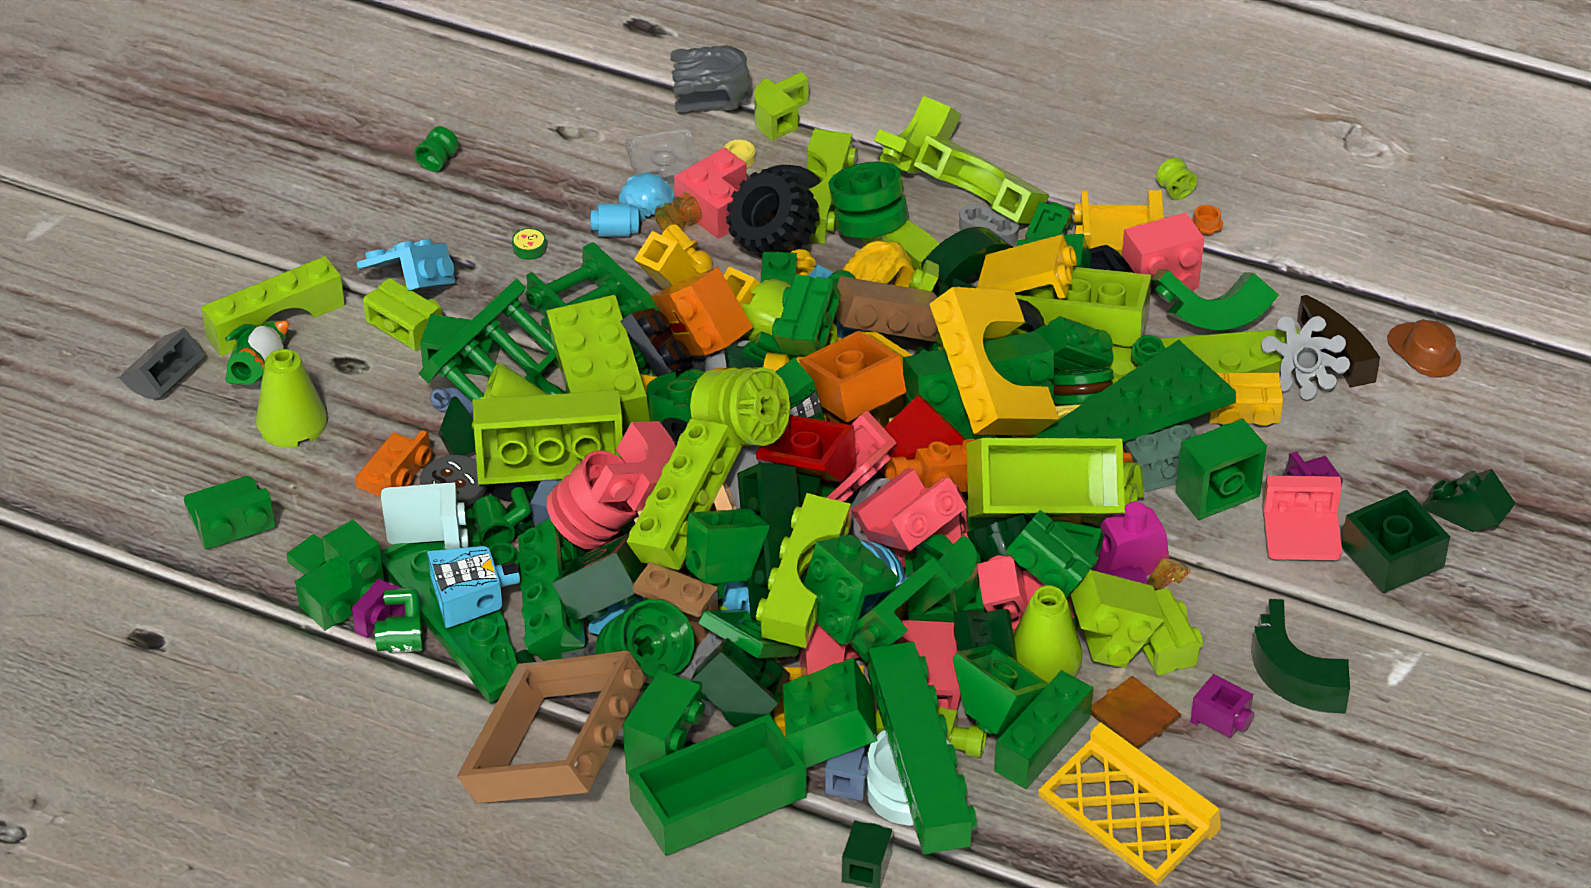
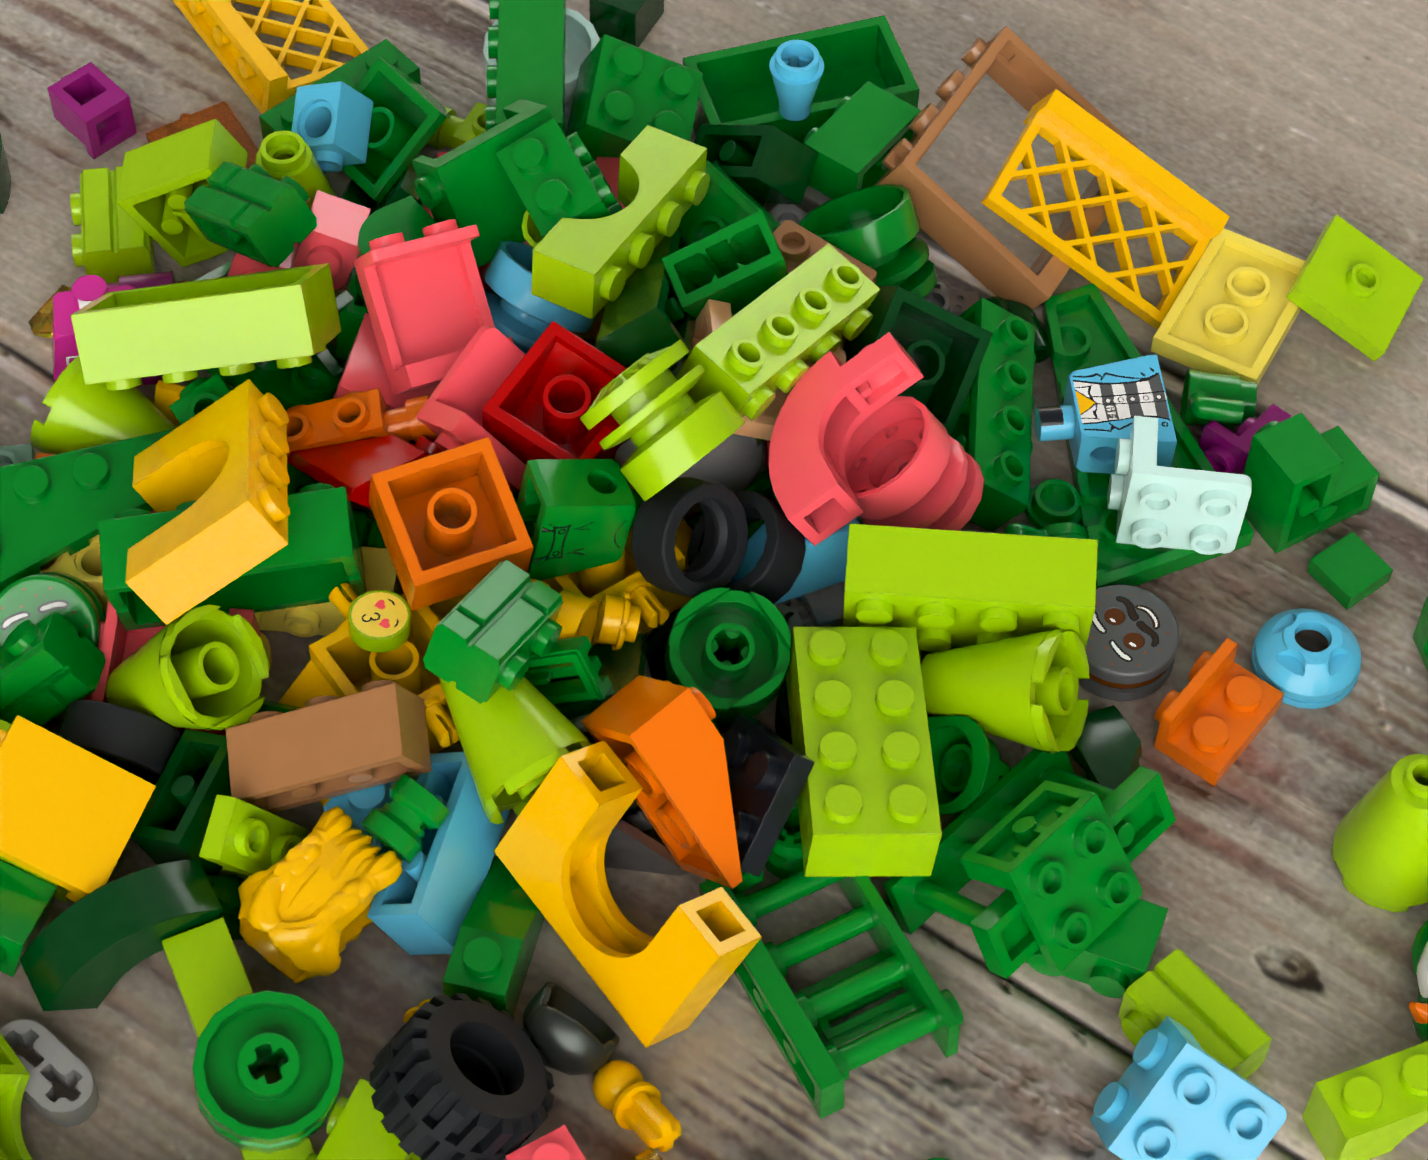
camera: 170 degrees left, 10 degrees up
(305, 720) = (1355, 288): none -> lime plate
(328, 514) = (1304, 676): none -> medium azure piece
(388, 701) = (1231, 309): none -> light yellow plate
(484, 715) = (1117, 168): none -> yellow fence
(489, 316) = (1060, 866): none -> green bracket
(715, 719) = (796, 75): none -> medium azure cone
(729, 252) = (568, 1032): none -> pearl dark grey hair
(1033, 659) = (333, 123): none -> medium azure brick

